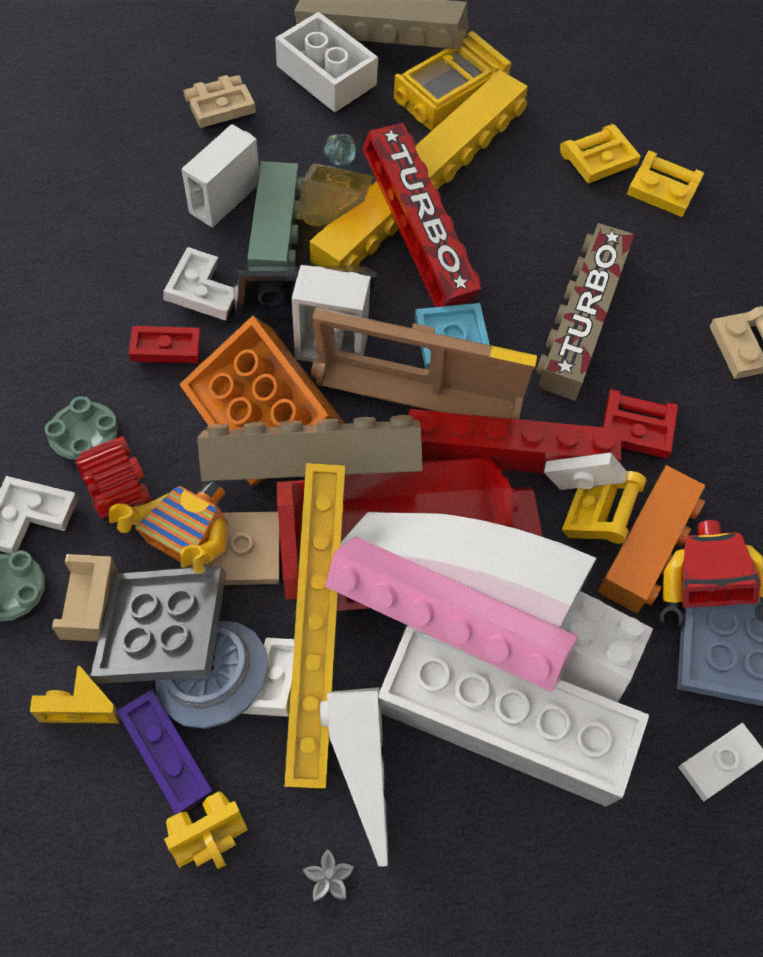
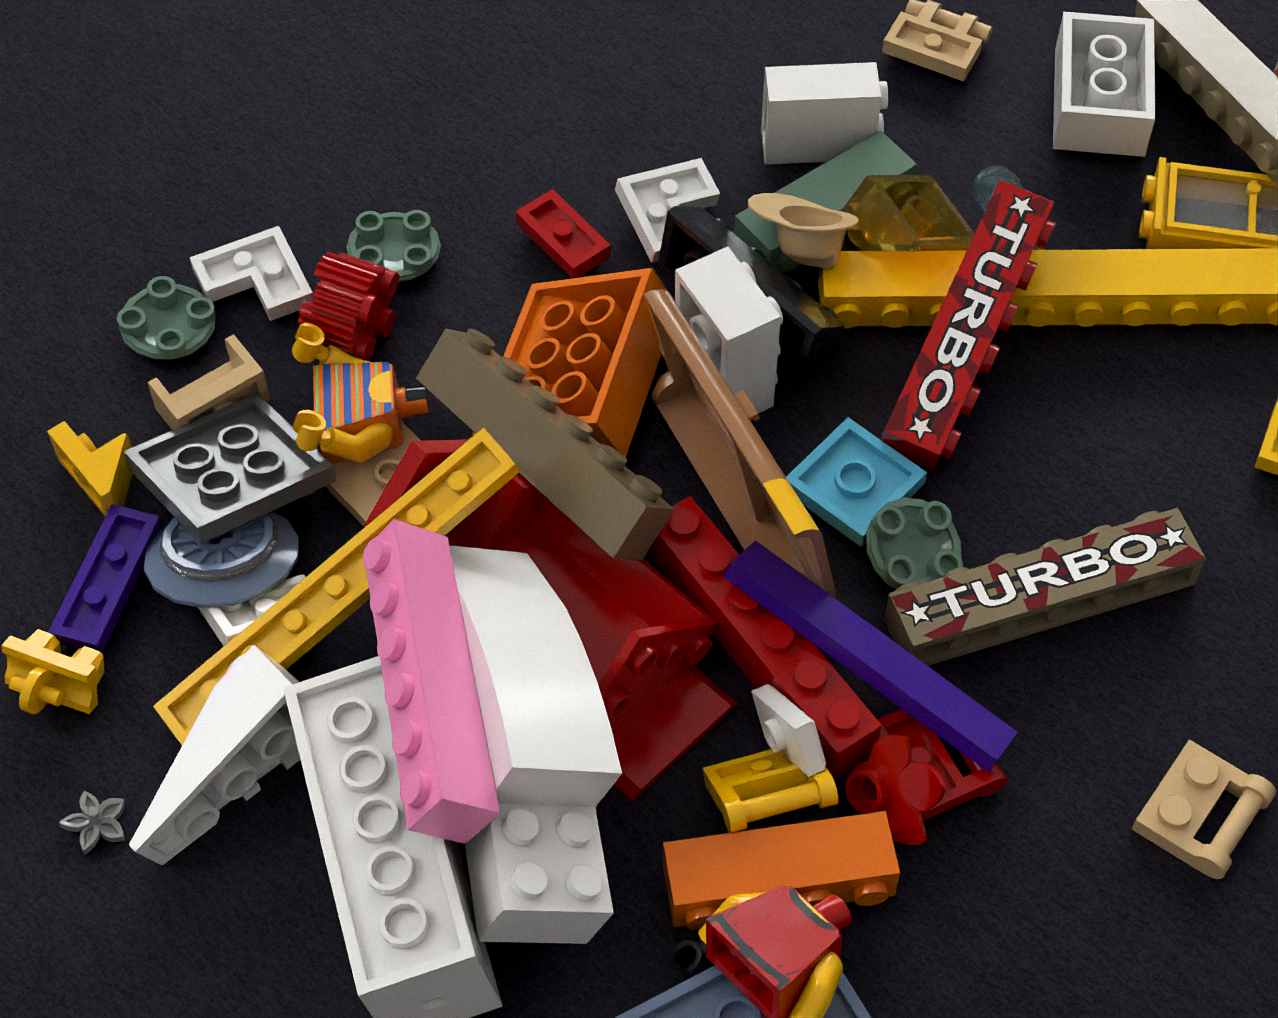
camera: 55 degrees right, 5 degrees down
(296, 234) = (804, 229): none -> tan piece
(514, 334) = (913, 542): none -> sand green dish
(572, 403) = (871, 655): none -> dark purple tile
(654, 448) = (901, 787): none -> red plate

